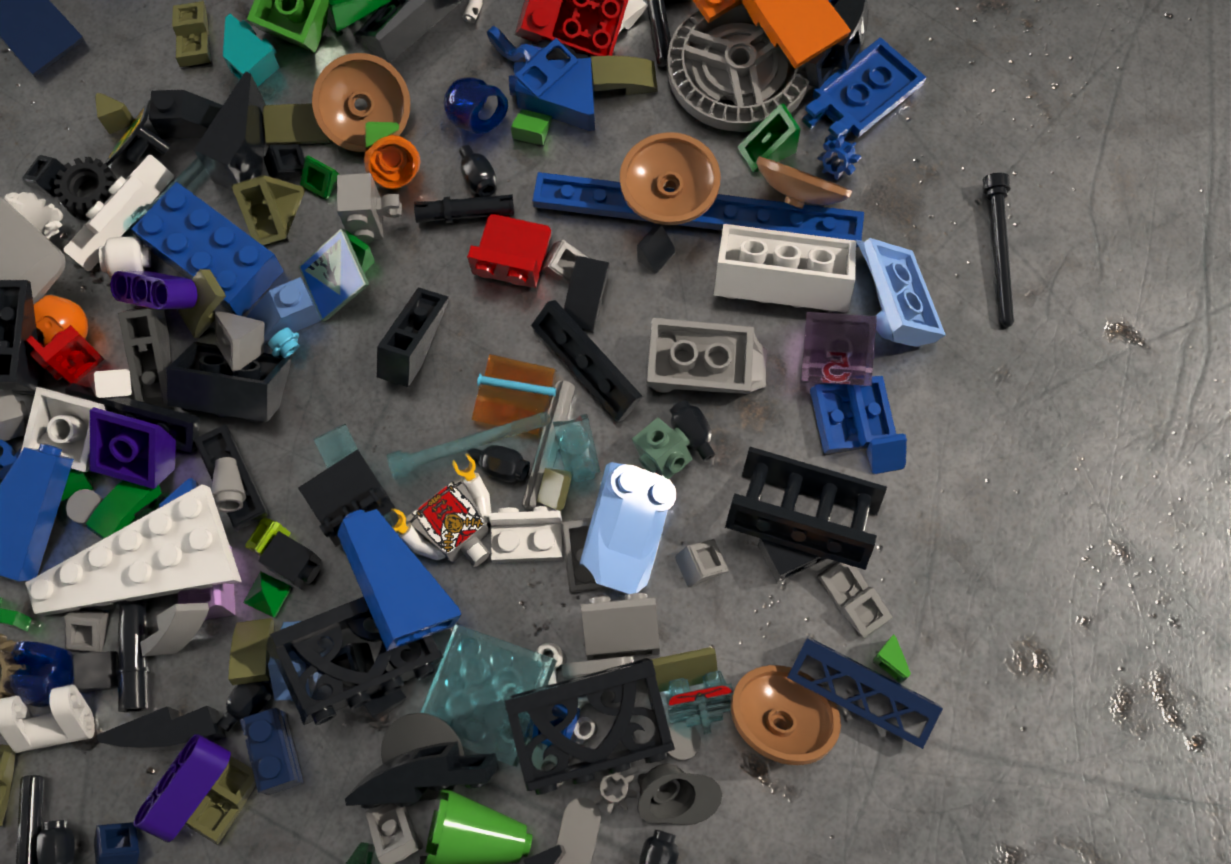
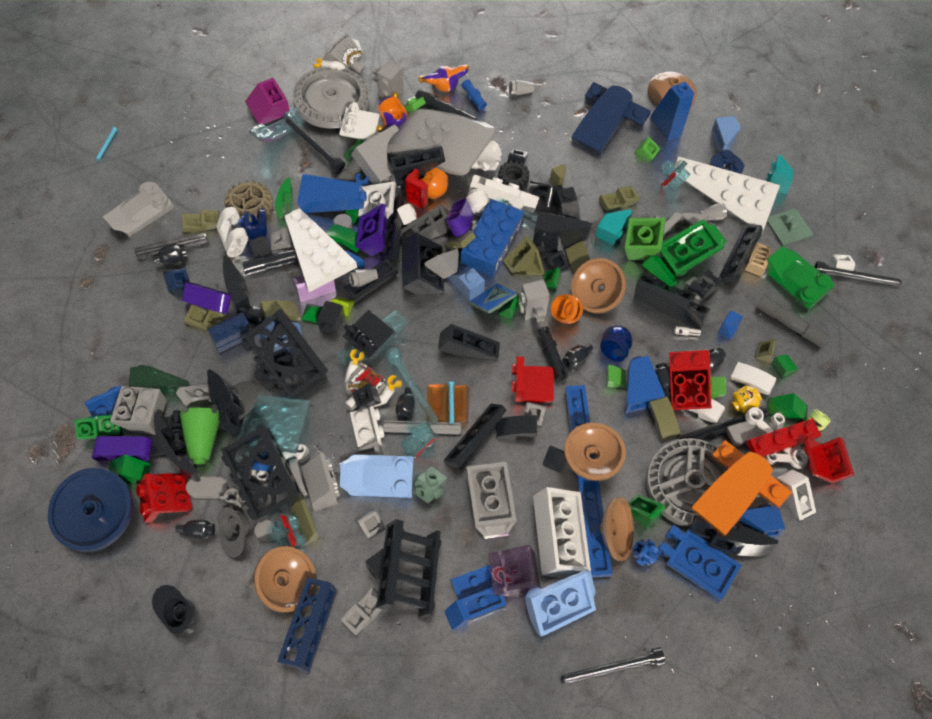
camera: 70 degrees right, 10 degrees down
(176, 629) = (283, 273): light grey slope -> none
(284, 343) = (449, 285): medium azure plate -> none
(378, 130) = (583, 296): bright green slope -> none
(394, 582) = (319, 363): blue slope -> none
(479, 519) = (366, 396): none -> black slope
(534, 57) = (652, 365): blue piece -> none
(554, 488) = (394, 434): olive slope -> none
(694, 426) = (447, 500): black plant -> none
(892, 660) = (328, 637): bright green slope -> none

